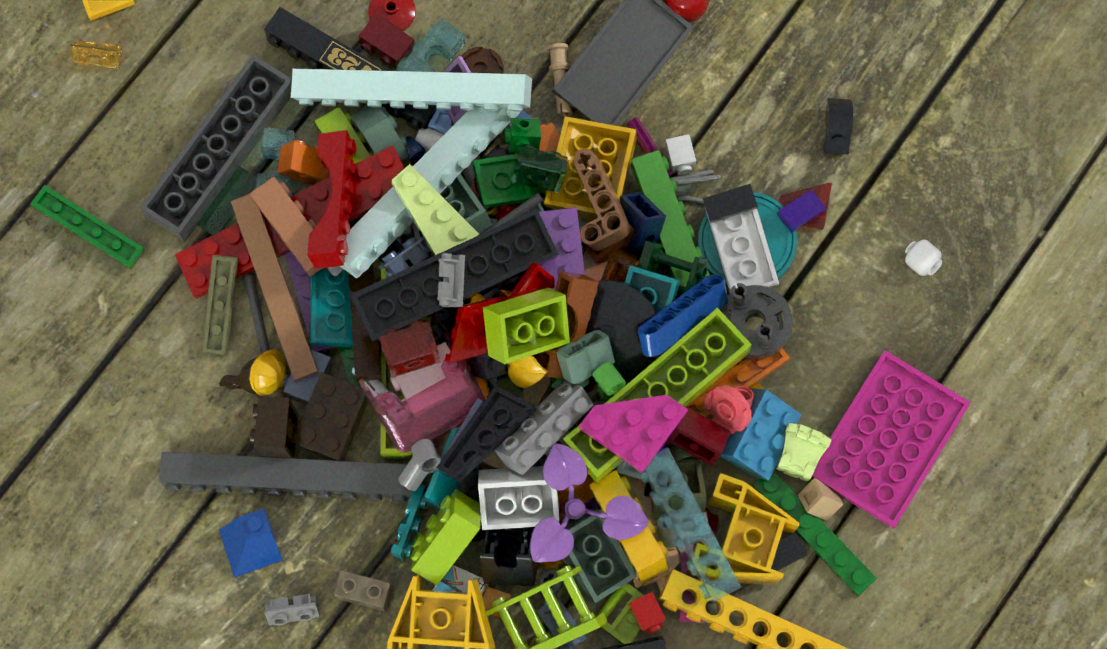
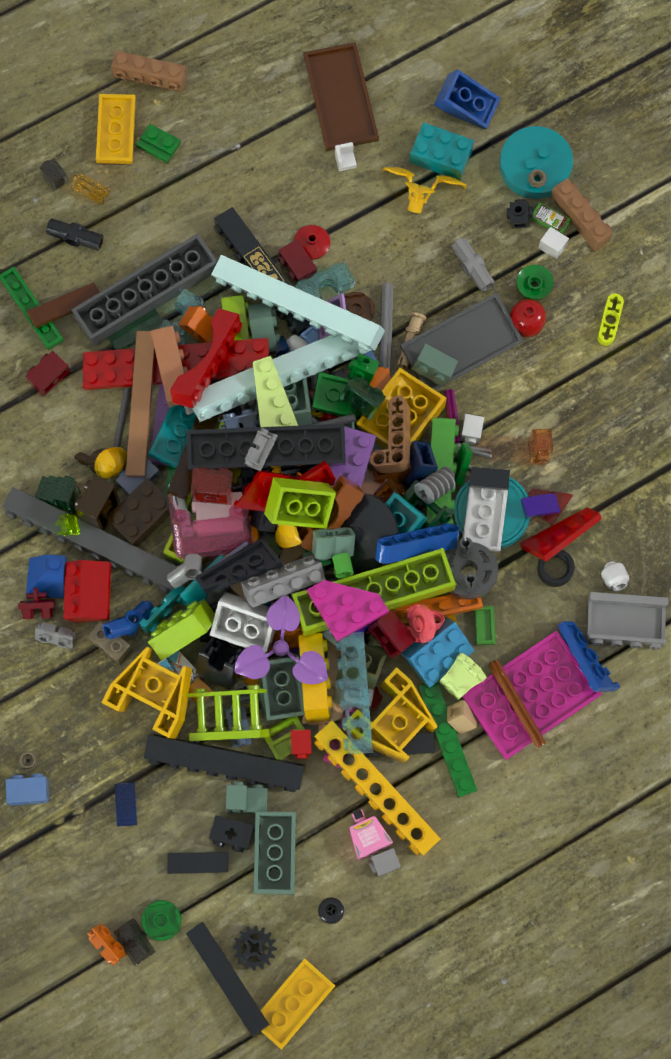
camera: 20 degrees right, 0 degrees up
(44, 54) = (53, 174): none -> clear smoke brick
(102, 116) = (74, 234): none -> black piece
(124, 209) = (60, 306): none -> reddish brown tile
(142, 296) = (47, 373): none -> dark red brick
(219, 305) = (98, 401): olive tile -> none
(220, 435) = (59, 492): none -> clear green brick
(251, 469) = (68, 525): none -> clear neon green tile
(264, 578) = (27, 607): none -> dark red hips
(308, 539) = (87, 591): none -> red slope
(378, 556) = (129, 623): none -> blue piece
(522, 67) = (386, 324): none -> light grey axle
(604, 96) = (434, 365): none -> sand green brick
(672, 237) = (435, 485): none -> light grey piece
(689, 196) = (463, 461): none -> green tile
(770, 140) = (540, 446): none -> clear orange brick
(798, 381) = (484, 626): none -> bright green tile
(836, 240) = (555, 538): none -> red wing
(838, 125) = (596, 455): black brick -> none
(860, 261) = (560, 581): none -> black tyre
(878, 456) = (517, 704): none -> dark orange axle
(934, 367) = (587, 659): none -> blue wing
(958, 304) = (626, 620): none -> light grey panel

